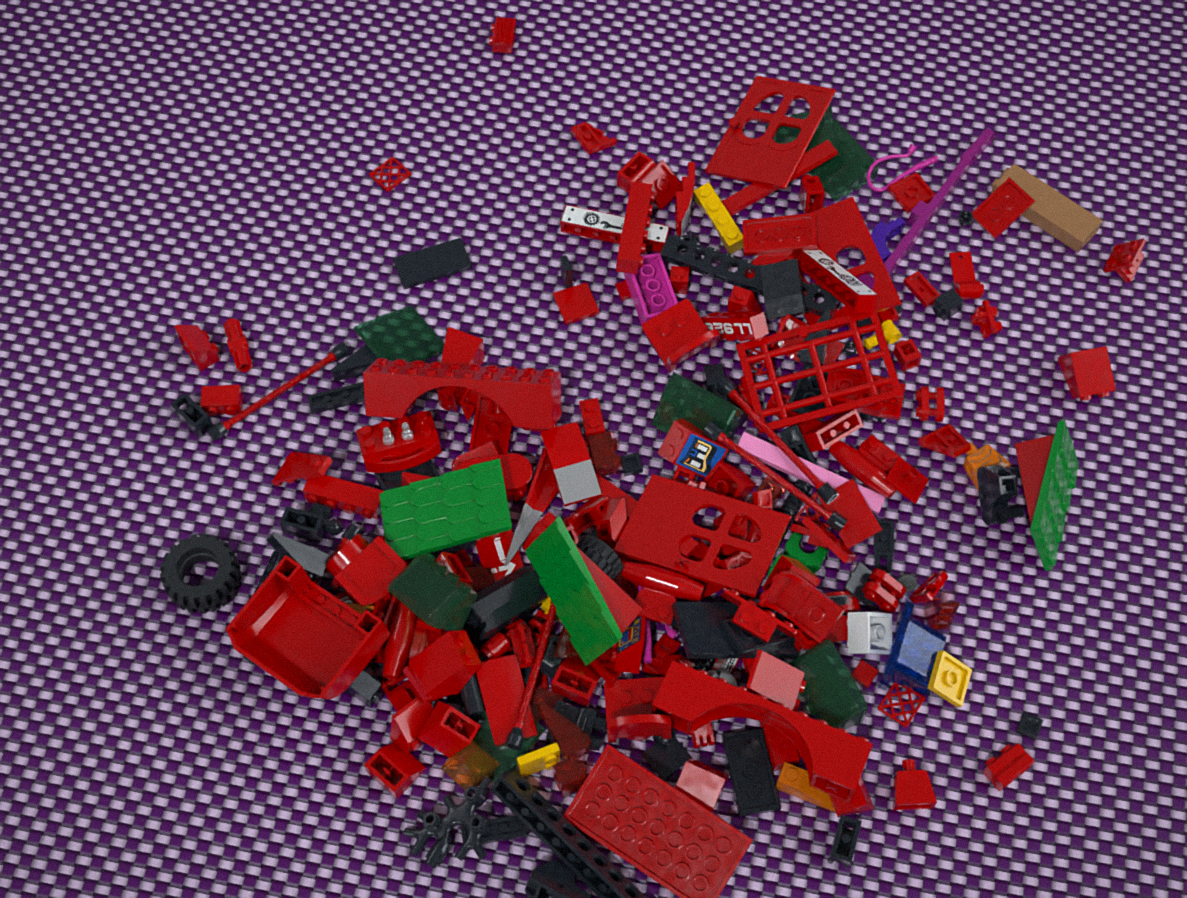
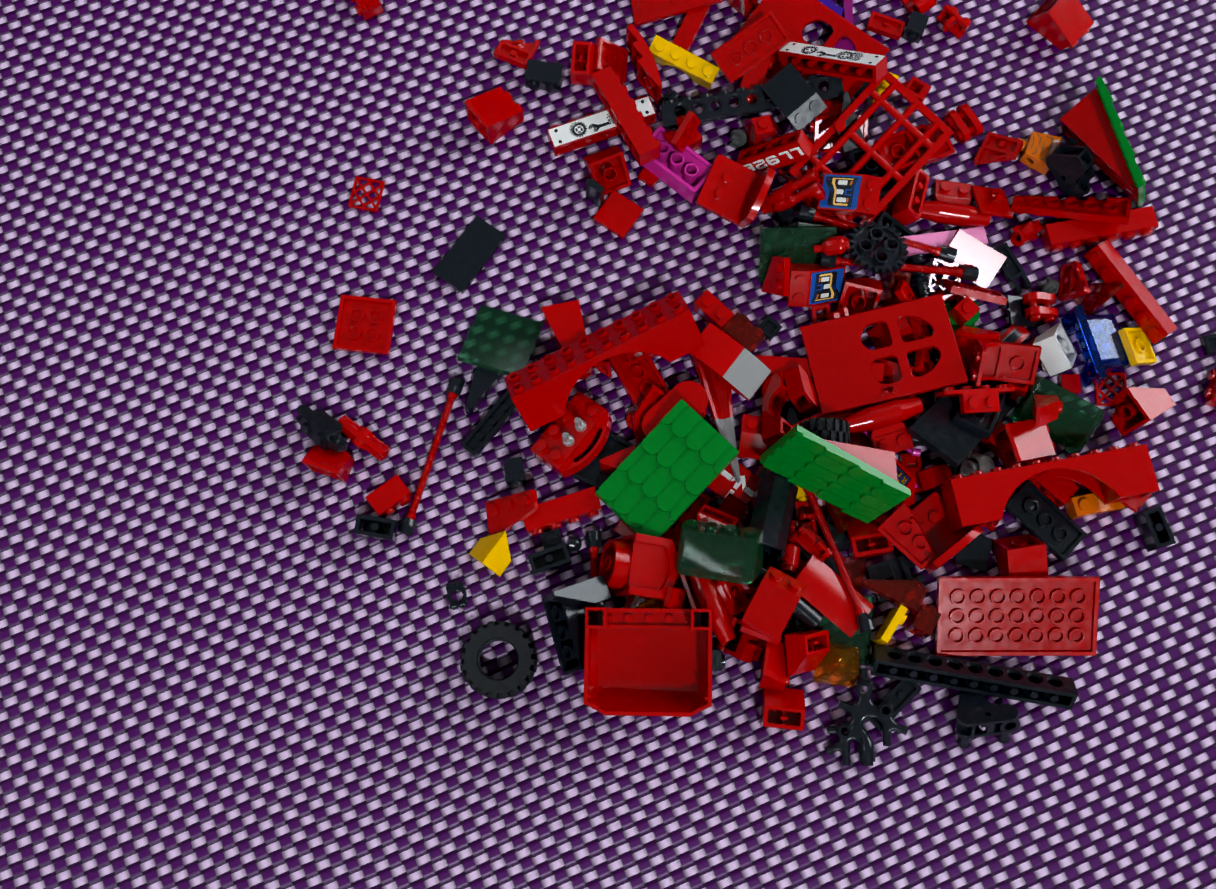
camera: 35 degrees left, 15 degrees up
(211, 316) = (321, 428): none -> black hinge
(212, 499) = (453, 587): none -> black piece
(265, 494) = (493, 552): none -> yellow slope
(309, 265) = (365, 325): none -> red plate
(332, 442) = (514, 472): none -> black brick
(372, 606) = (674, 598): none -> red tile
(535, 170) = (494, 113): none -> red slope
(592, 265) = (608, 169): none -> red slope
(598, 166) = (544, 76): none -> black brick
(606, 689) = (906, 534): none -> red wing
(664, 422) = (778, 277): none -> red wing
(672, 265) = (687, 126): none -> red tile
(720, 363) = (787, 196): none -> red piece
(721, 302) = (738, 138): none -> dark grey plate
(723, 420) = (833, 245): none -> red plant
(762, 447) = (887, 258): none -> black gear
(773, 392) = (850, 194): none -> slope
(804, 546) = (963, 311): none -> red brick
(807, 663) = (1045, 409): none -> red slope
(912, 788) = (1169, 452): red torso -> none
(913, 731) = (1138, 406): none -> red slope
(914, 518) = (1027, 232): none -> red hips
(979, 630) = (1134, 294): none -> red brick
(992, 561) = (1076, 233): none -> red brick
(1008, 549) = (1112, 210): none -> red wing

